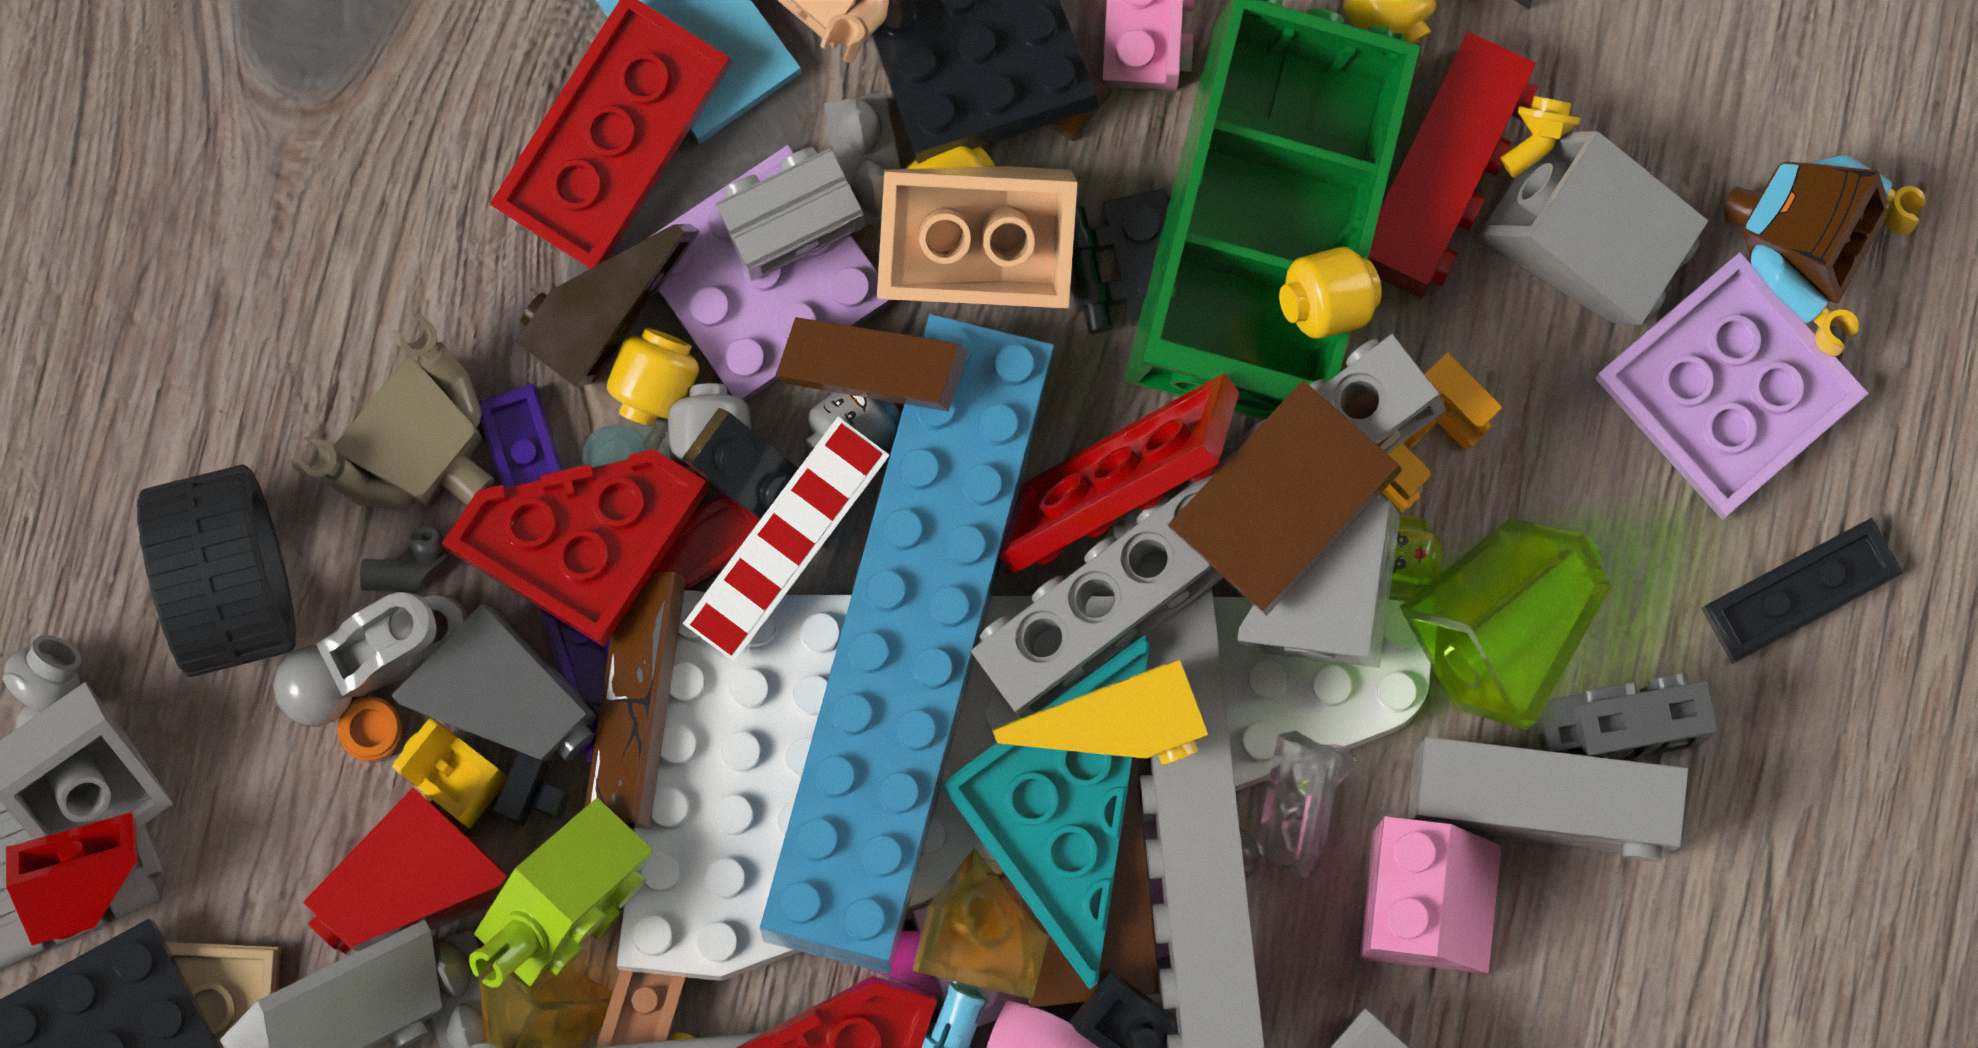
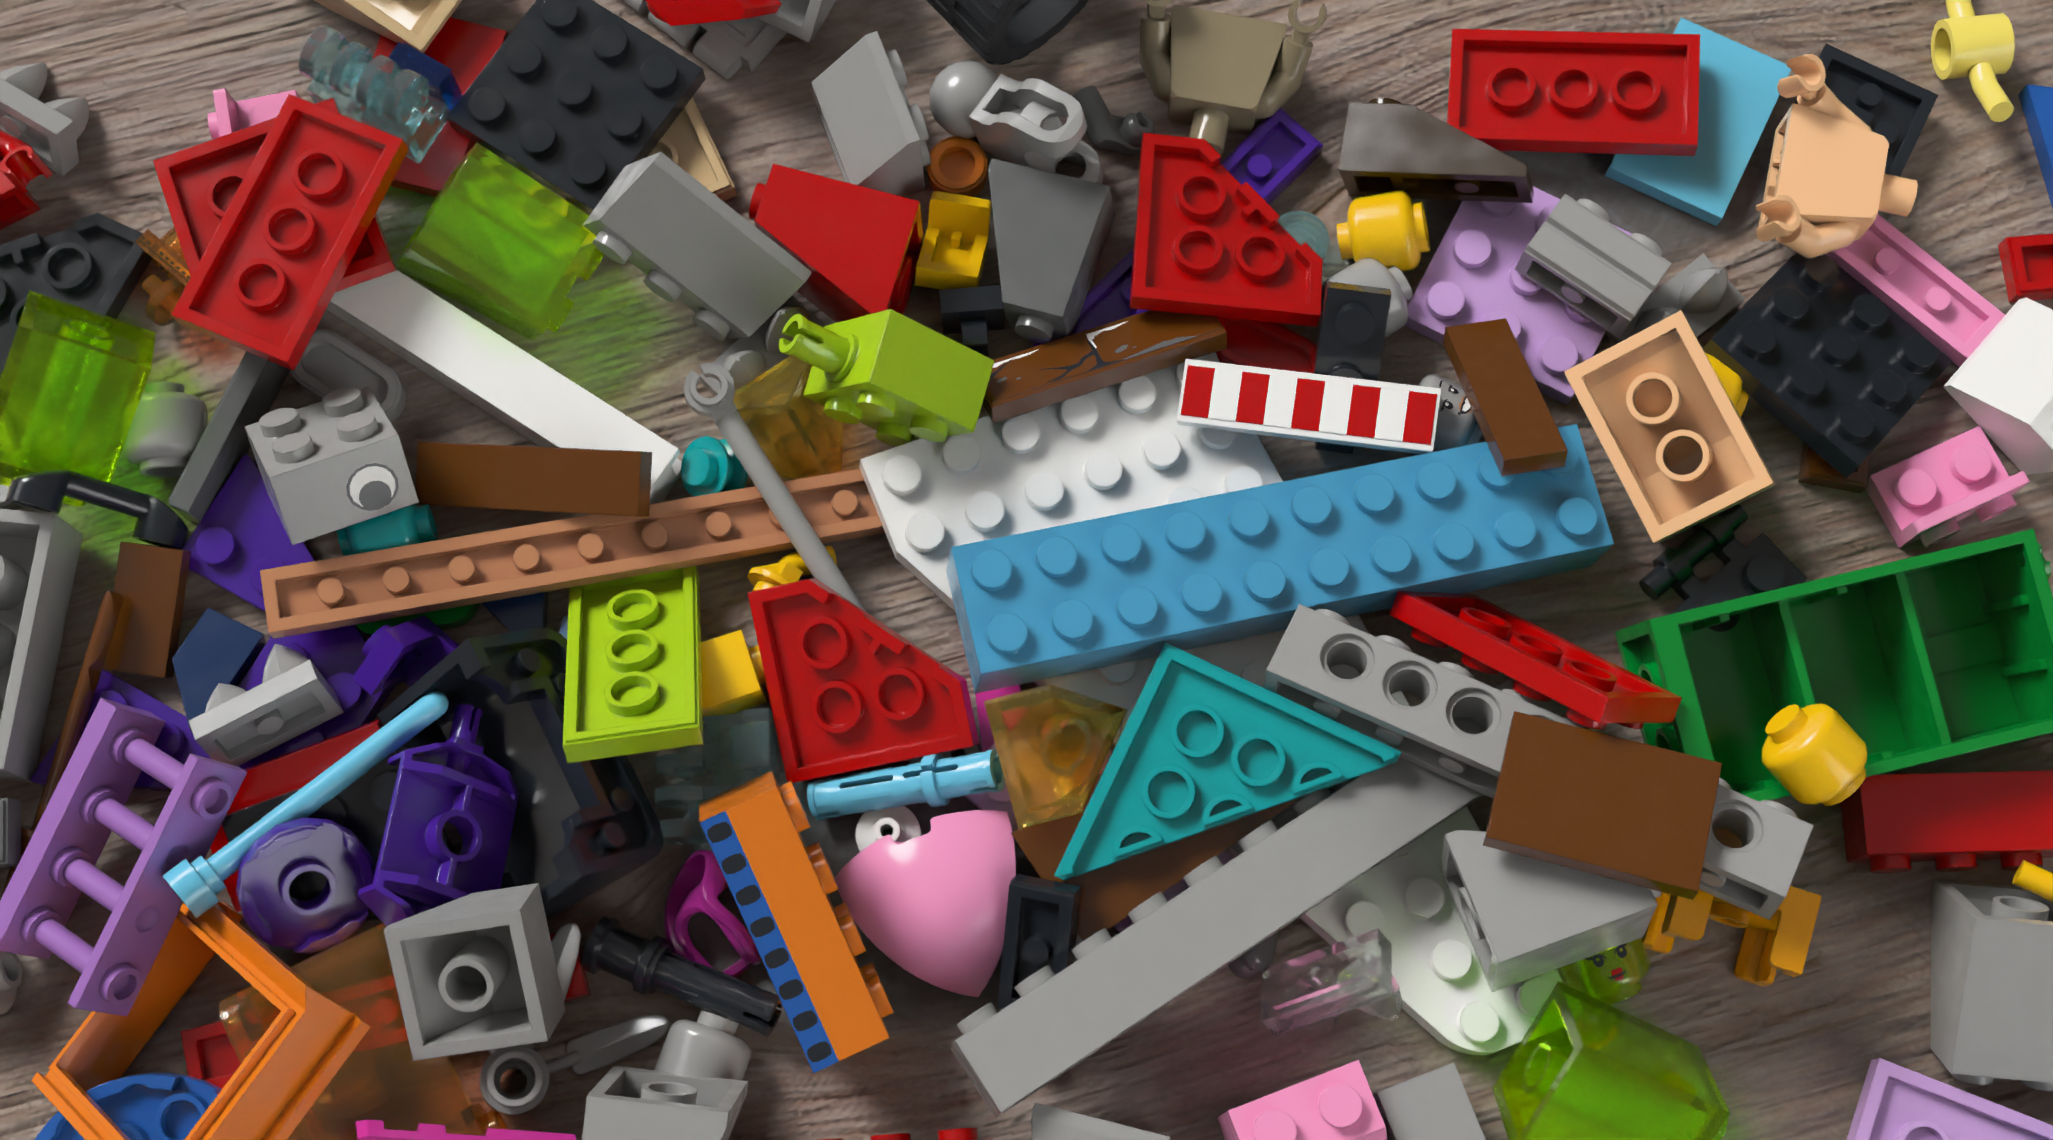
camera: 60 degrees right, 5 degrees down
(294, 790) = (870, 119): none -> light grey slope
(1128, 718) = (1317, 771): yellow slope -> none

